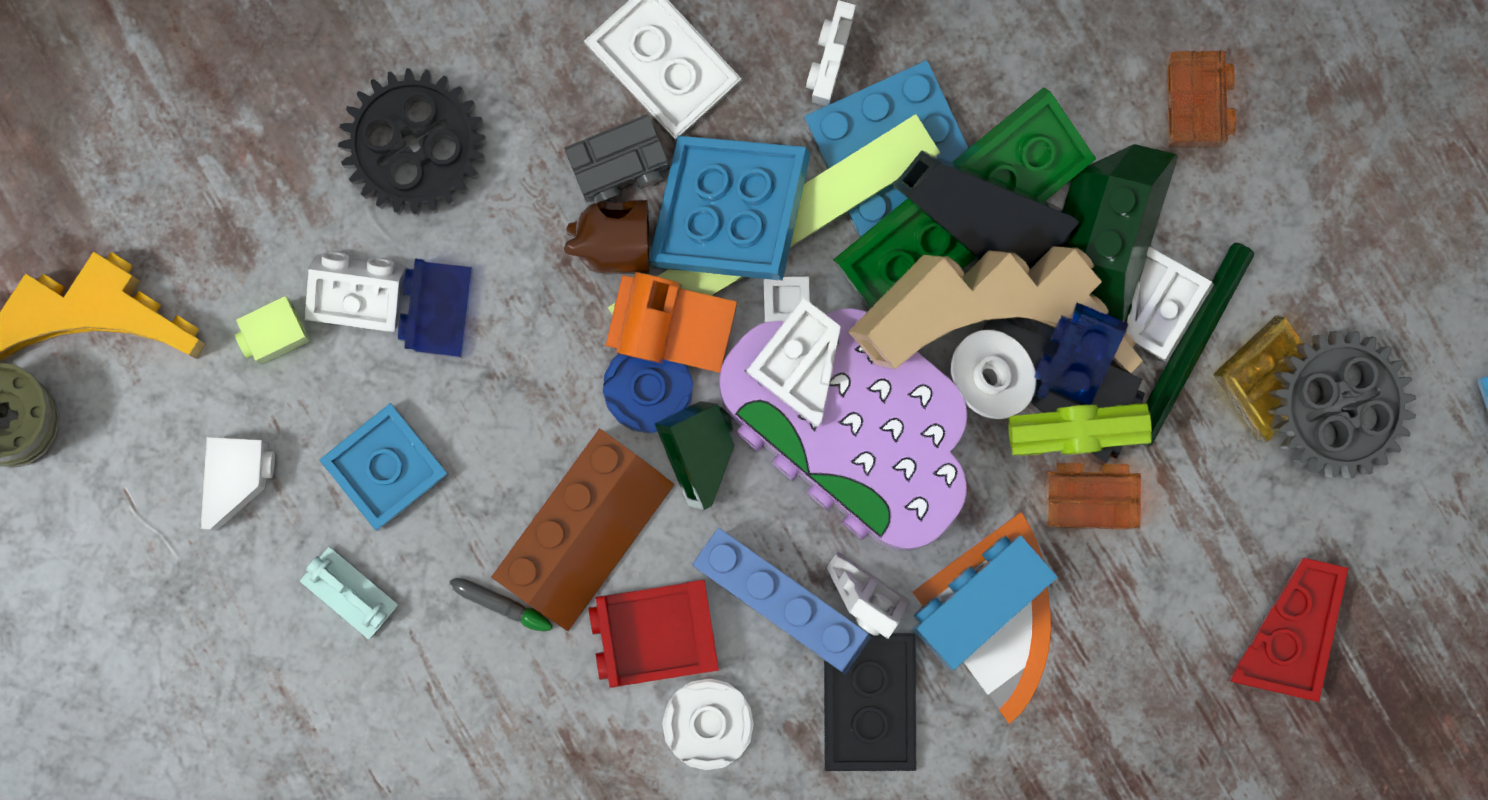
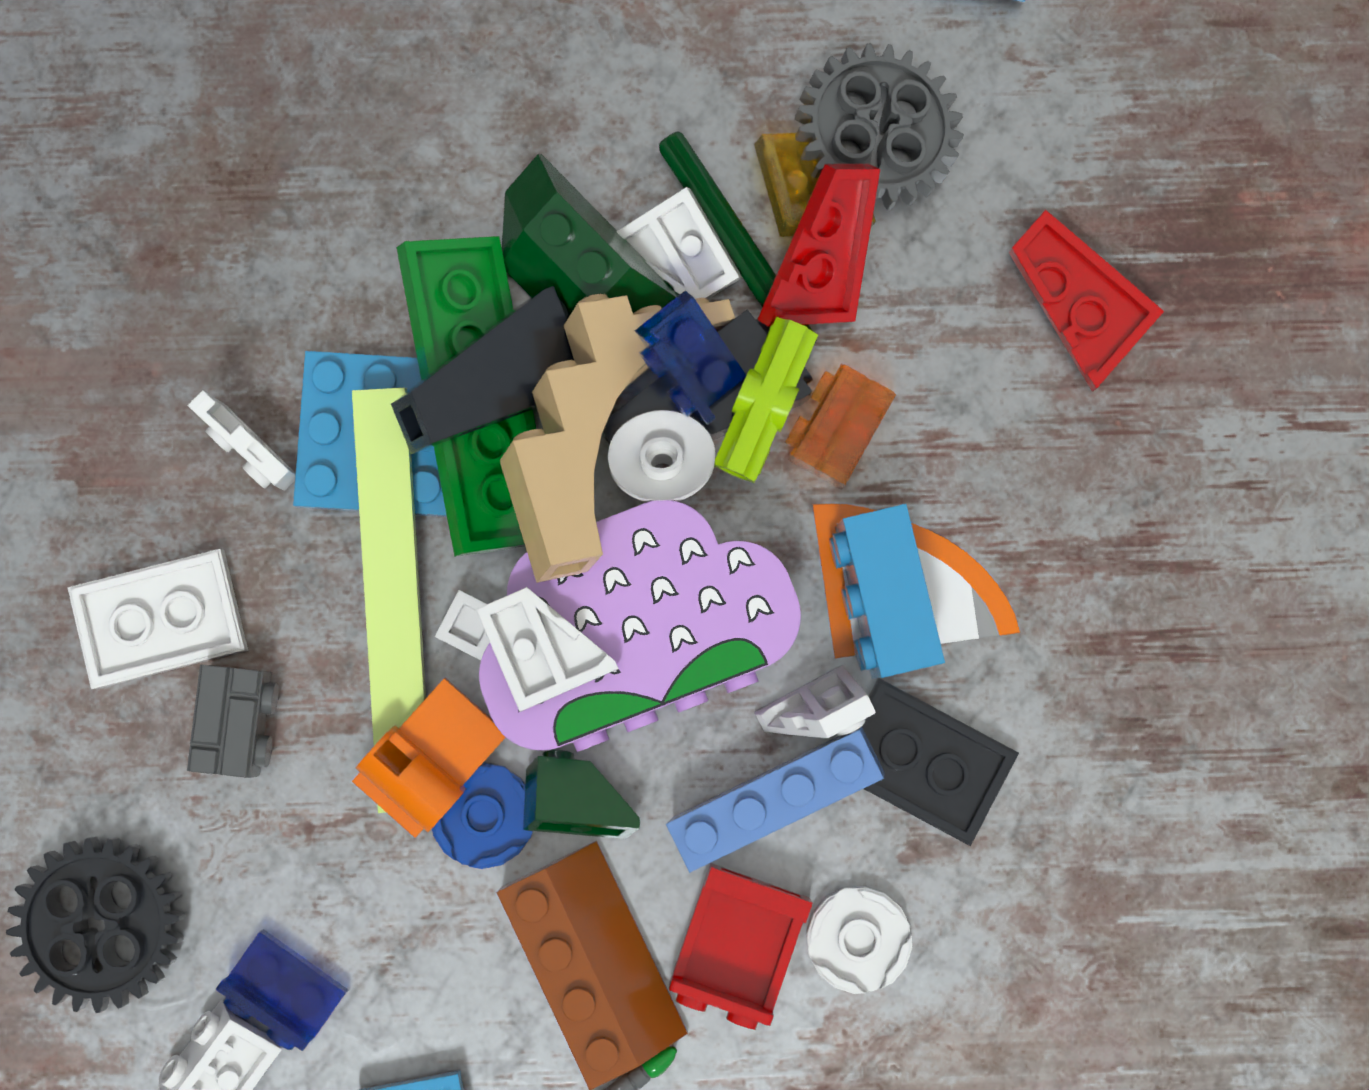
camera: 60 degrees left, 0 degrees up
(612, 237) = (308, 770): reddish brown piece -> none
(730, 207) = (343, 633): dark azure plate -> none
(1199, 99) = (495, 101): clear orange brick -> none
(1220, 416) = (828, 251): none -> red wing

